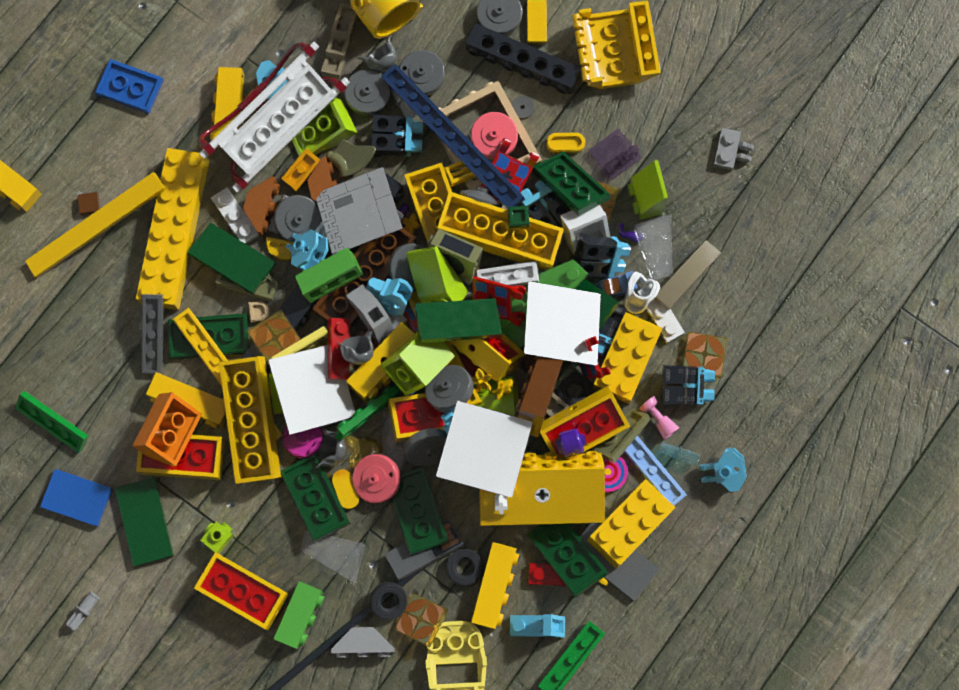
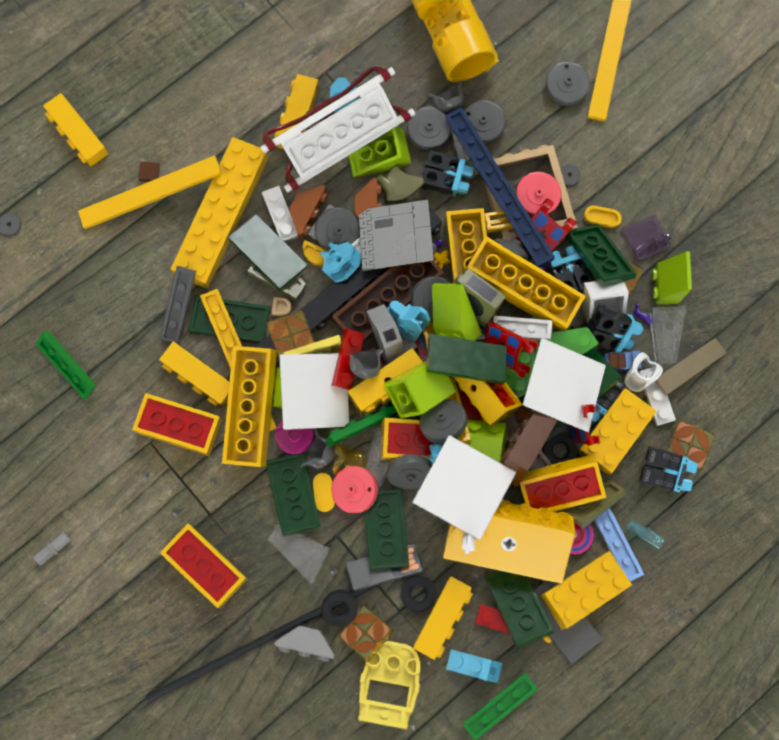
camera: 10 degrees right, 0 degrees up
(76, 497) = (72, 441): blue tile -> none
(129, 86) = (211, 73): blue tile -> none
(144, 522) = (129, 478): dark green tile -> none
(167, 429) = (170, 397): orange slope -> none
(217, 536) = (193, 508): lime brick -> none
(299, 615) = (252, 602): bright green brick -> none
(301, 169) = (351, 185): light orange plate -> none
(328, 275) = (354, 288): bright green brick -> none
(339, 42) = (414, 76): dark tan slope -> none
(481, 380) = (475, 421): yellow plant -> none
(503, 388) = (494, 433): yellow plant -> none
(517, 50) = (591, 131): black brick -> none
(518, 217) = (545, 274): dark green tile -> none
(571, 443) = (547, 500): dark purple head -> none
(616, 46) = (671, 138): yellow slope -> none
(664, 424) = (637, 502): bright pink piece -> none
(725, 470) = (686, 560): medium azure hinge -> none
(727, 149) = (753, 257): light grey hinge -> none

